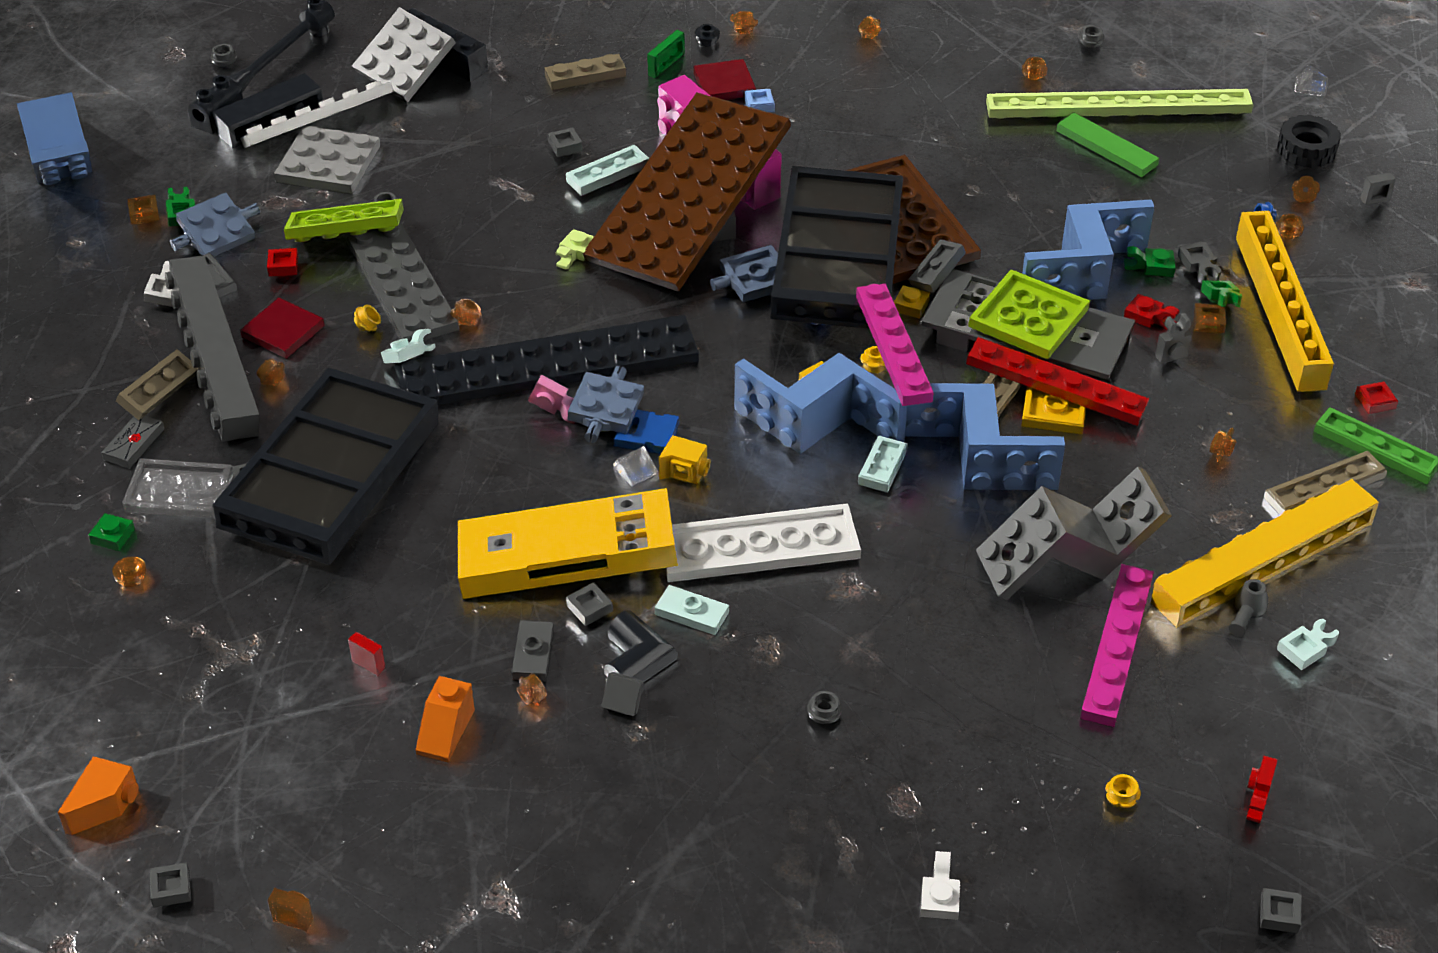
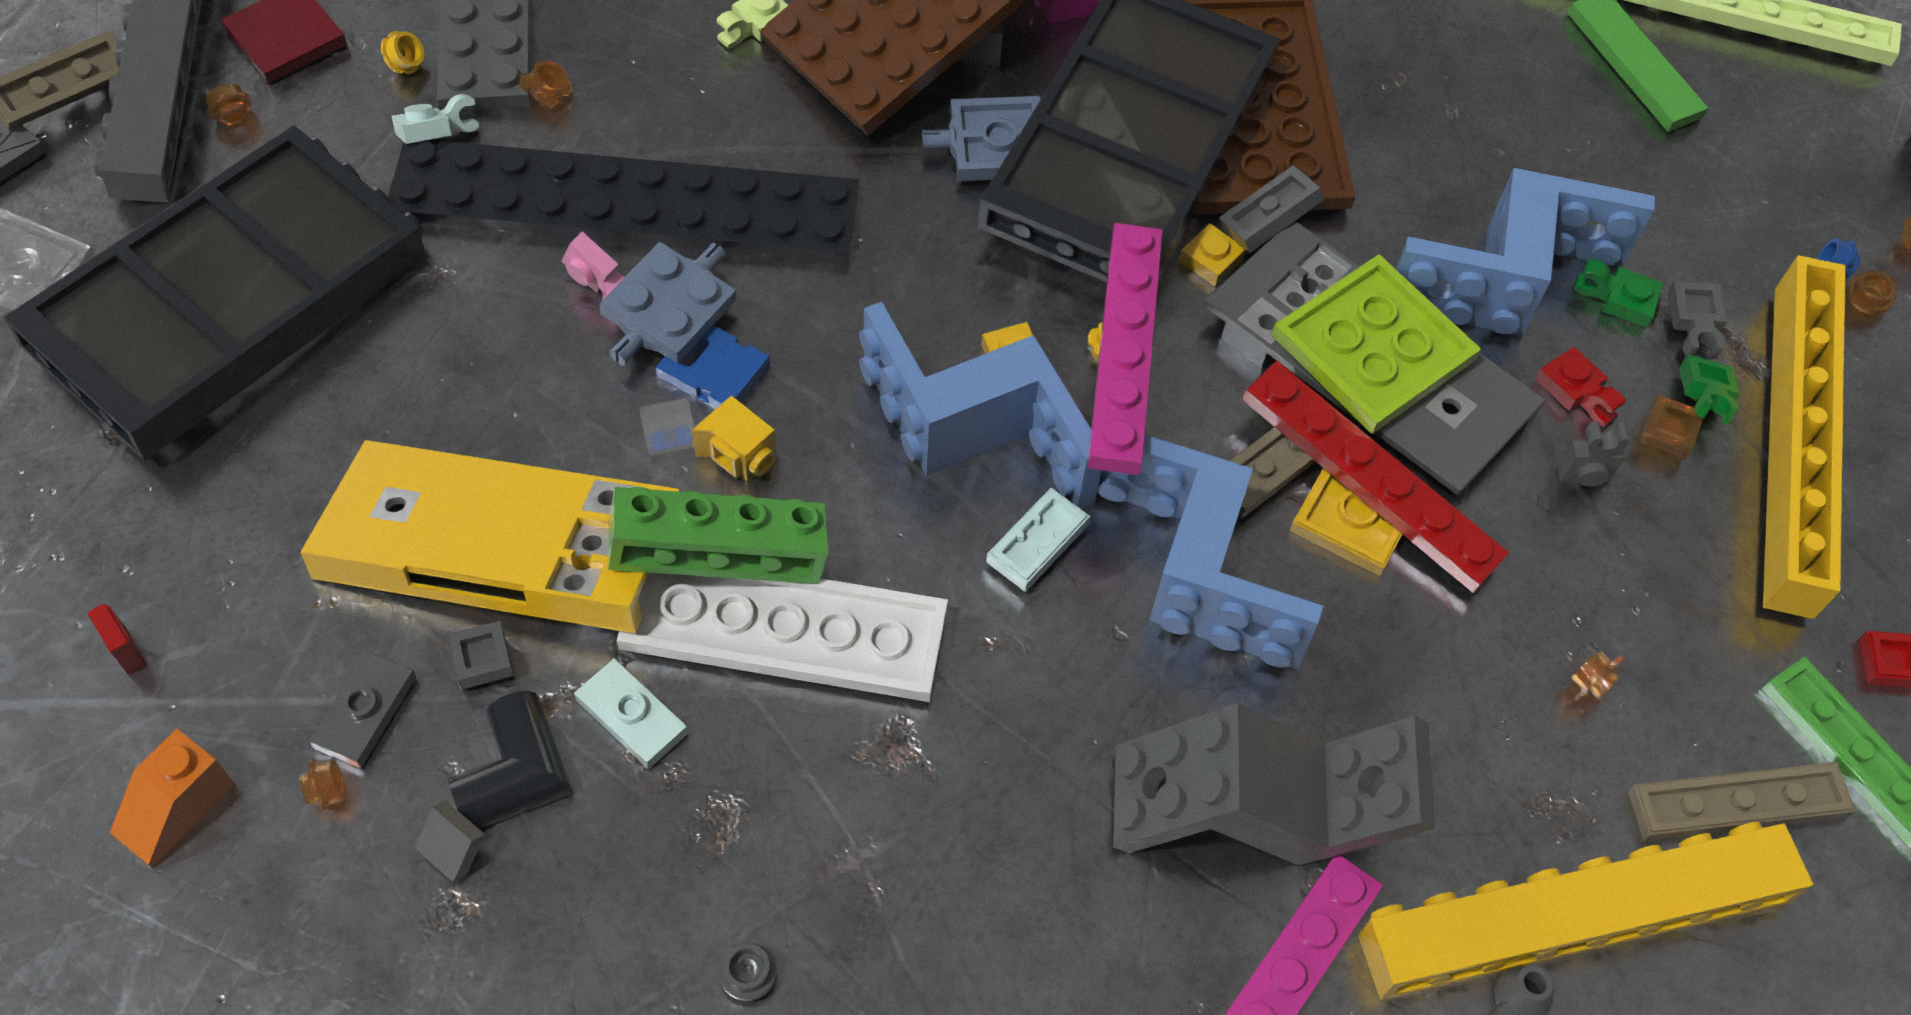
camera: 15 degrees right, 15 degrees up
(705, 498) = (716, 535): none -> bright green brick

